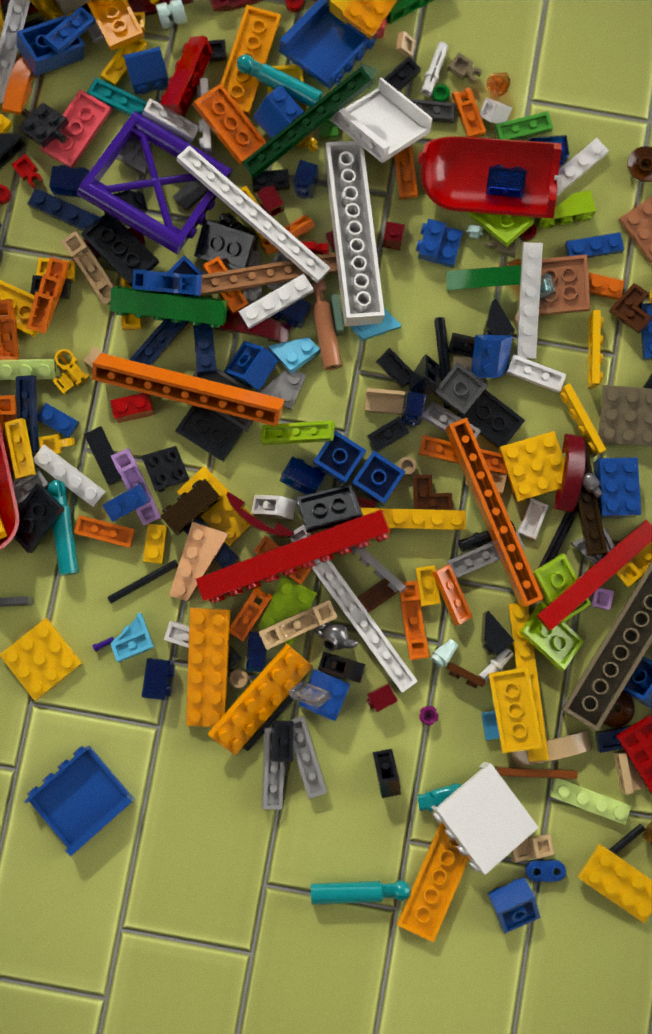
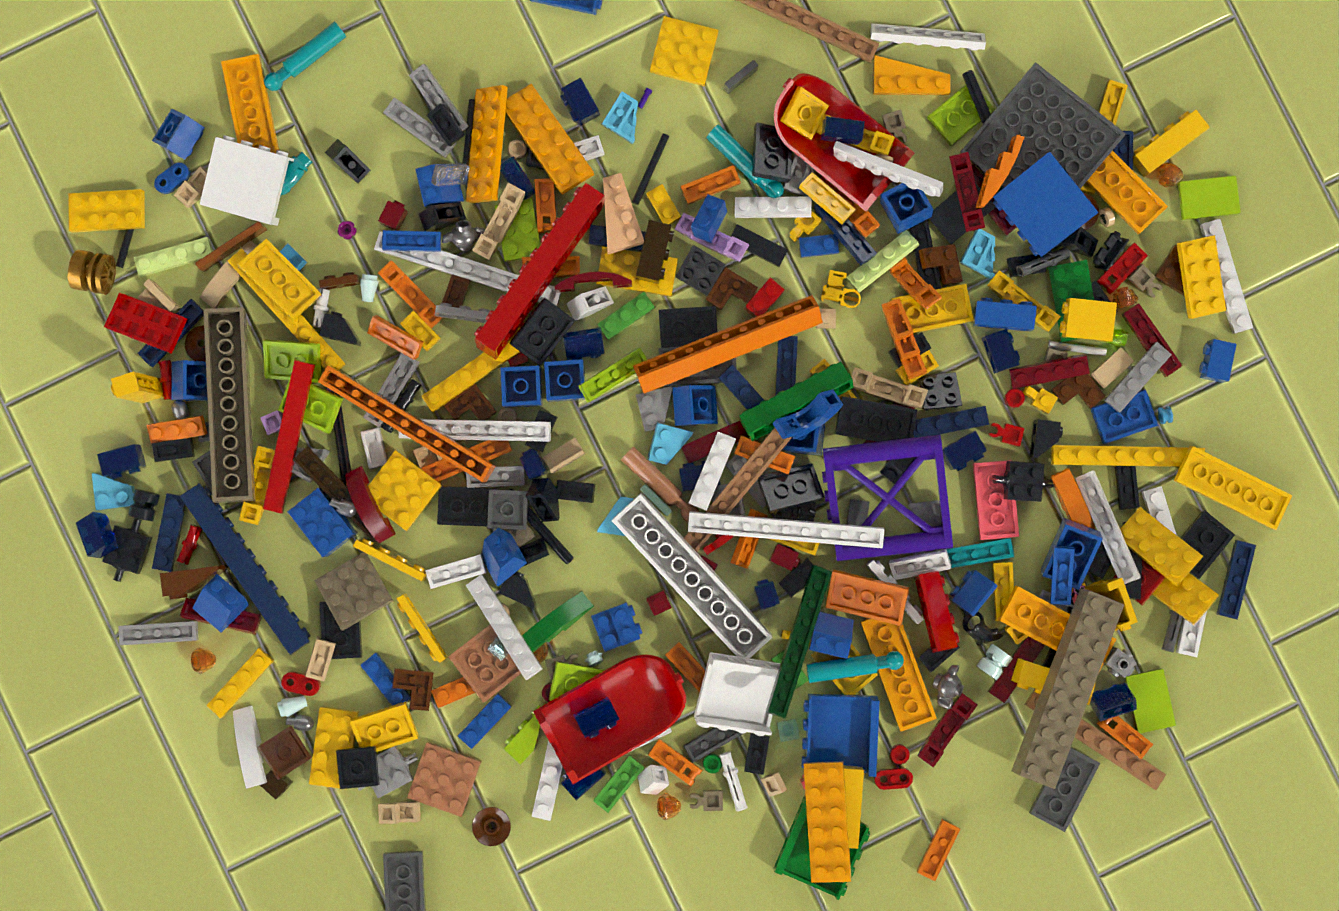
camera: 150 degrees right, 5 degrees up
(49, 237) = (942, 391): none -> black hinge
(152, 440) = (729, 284): none -> reddish brown plate
(161, 38) = (981, 631): none -> black piece
(220, 19) = (948, 686): none -> flat silver piece
(252, 477) = (626, 315): none -> bright green plate
(382, 662) = (411, 241): none -> blue plate
(428, 461) = (491, 430): none -> white plate

